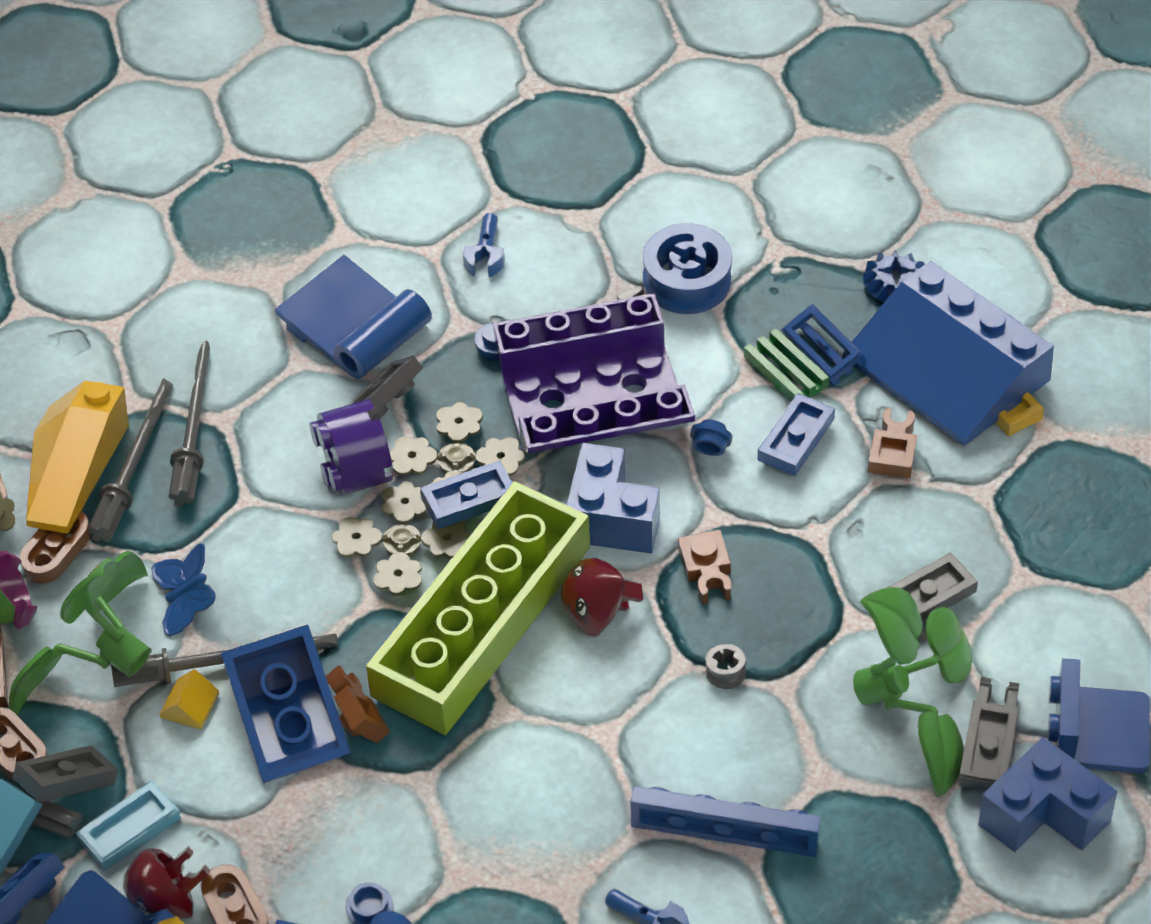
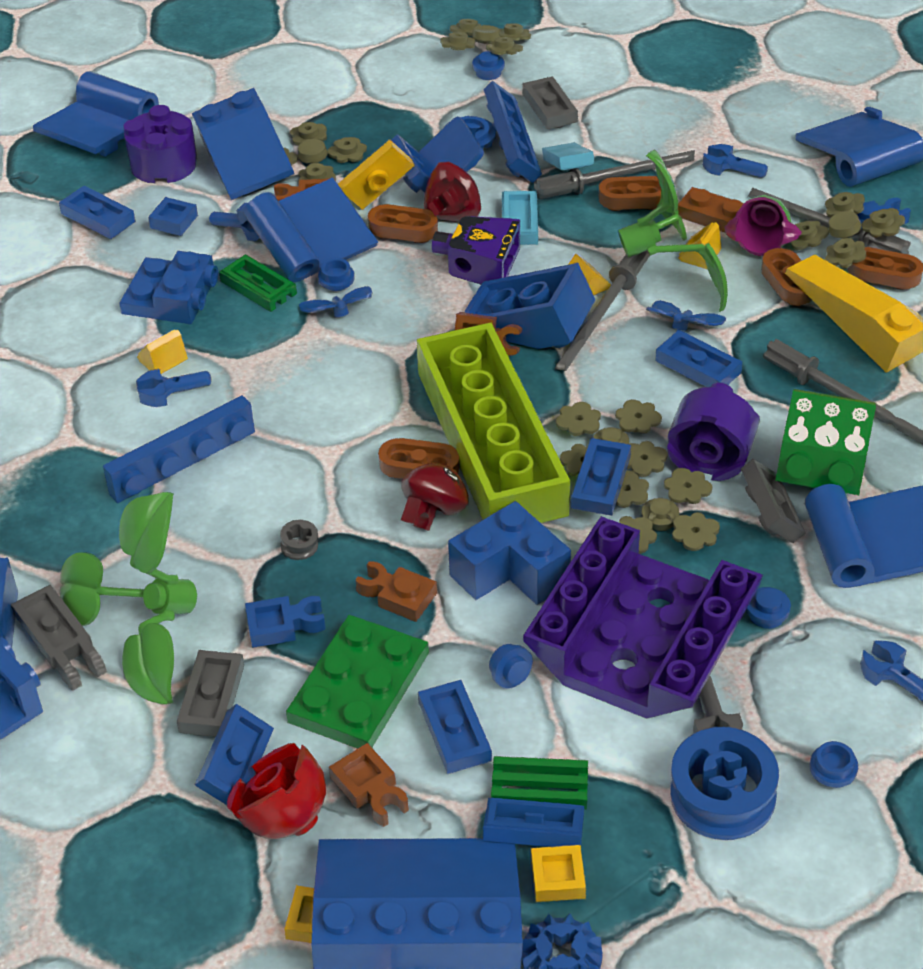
camera: 130 degrees right, 5 degrees down
(54, 632) = (710, 235): none -> yellow slope
(65, 773) = (577, 192): dark grey plate -> none
(116, 497) = (806, 320): dark grey piece -> none
(223, 801) = (480, 248): none -> dark purple torso
(243, 538) = (698, 360): none -> blue plate
(303, 368) = (825, 441): none -> green slope
(412, 864) = (339, 306): none -> blue piece
(563, 647) = (403, 455): none -> dark orange plate
(607, 232) = (834, 764): none -> blue plate
(815, 523) = (358, 682): none -> green plate
(821, 606) = (276, 620): none -> blue plate
(847, 306) = (558, 873): none -> yellow plate
(969, 462) = (282, 794): none -> red cylinder
(974, 525) = (235, 749): none -> blue plate

